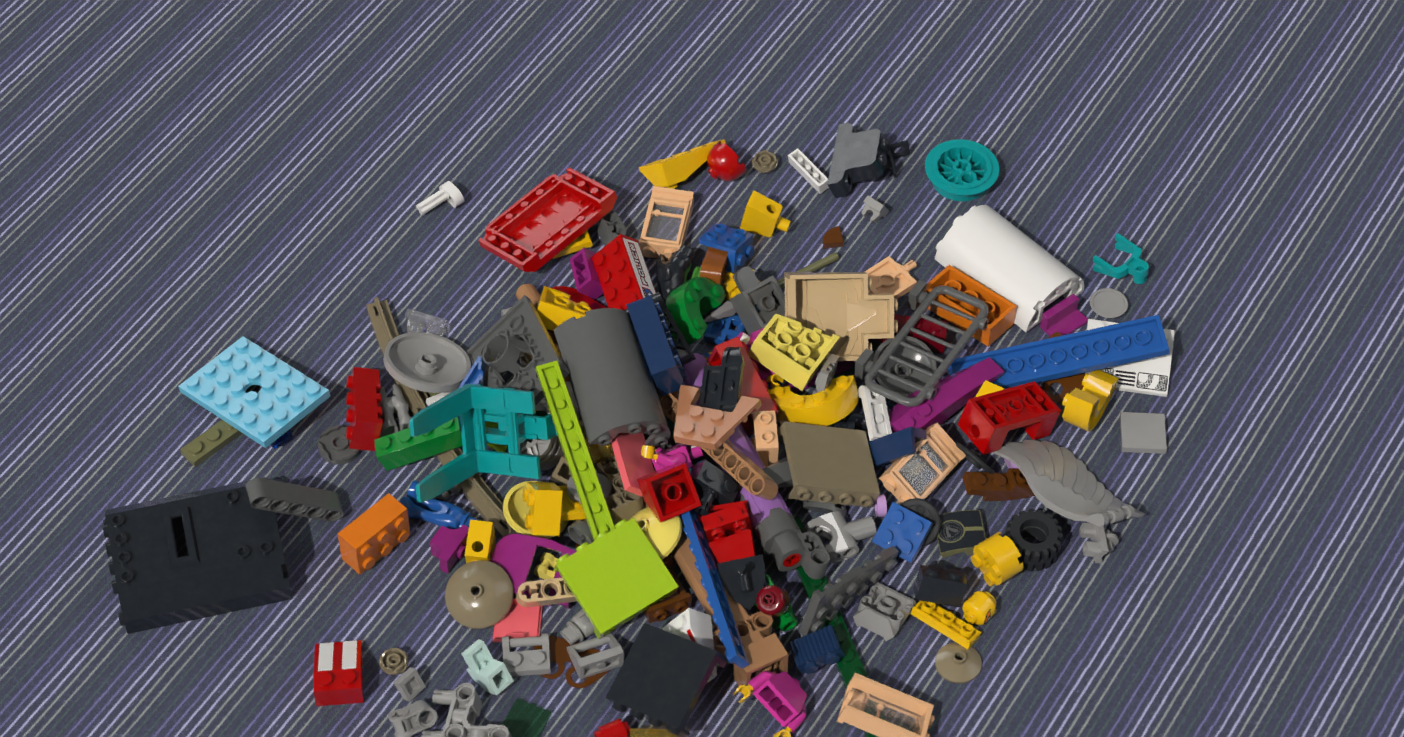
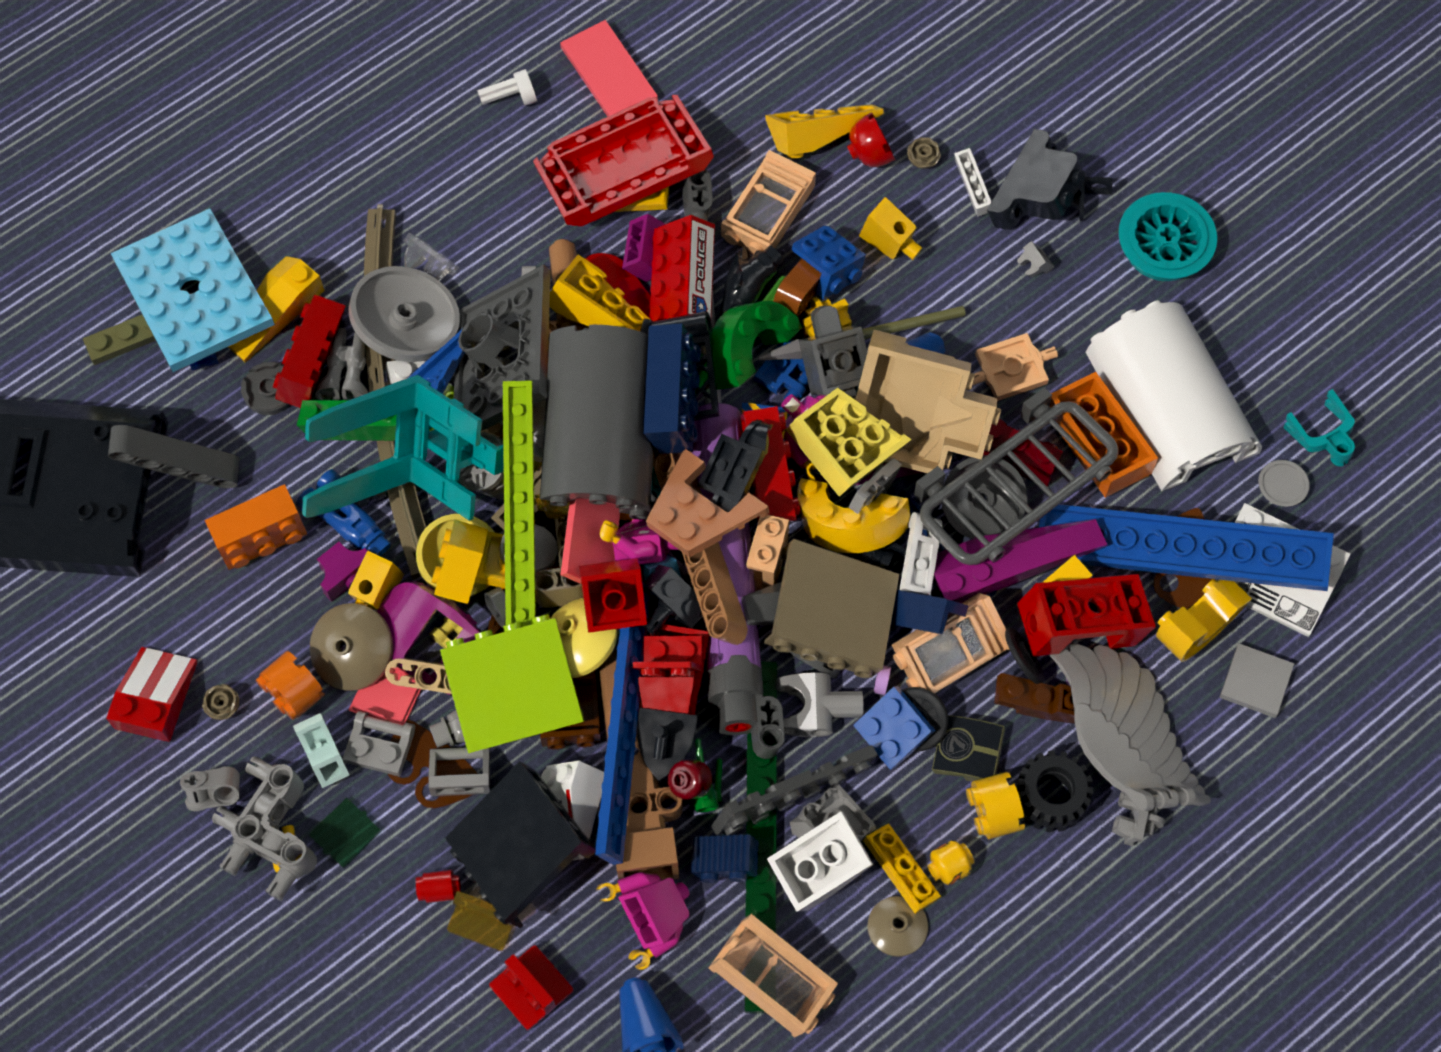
camera: 20 degrees right, 15 degrees up
(331, 371) = (284, 295): none -> yellow wedge
(409, 684) = (226, 739): light grey tile -> none
(445, 630) = (291, 685): none -> orange brick
(507, 167) = (607, 68): none -> coral tile
(833, 238) = (968, 285): reddish brown tile -> none
(890, 627) = (820, 862): none -> white slope
(940, 585) = (911, 817): black brick -> none
(1063, 317) = (1217, 487): magenta panel -> none

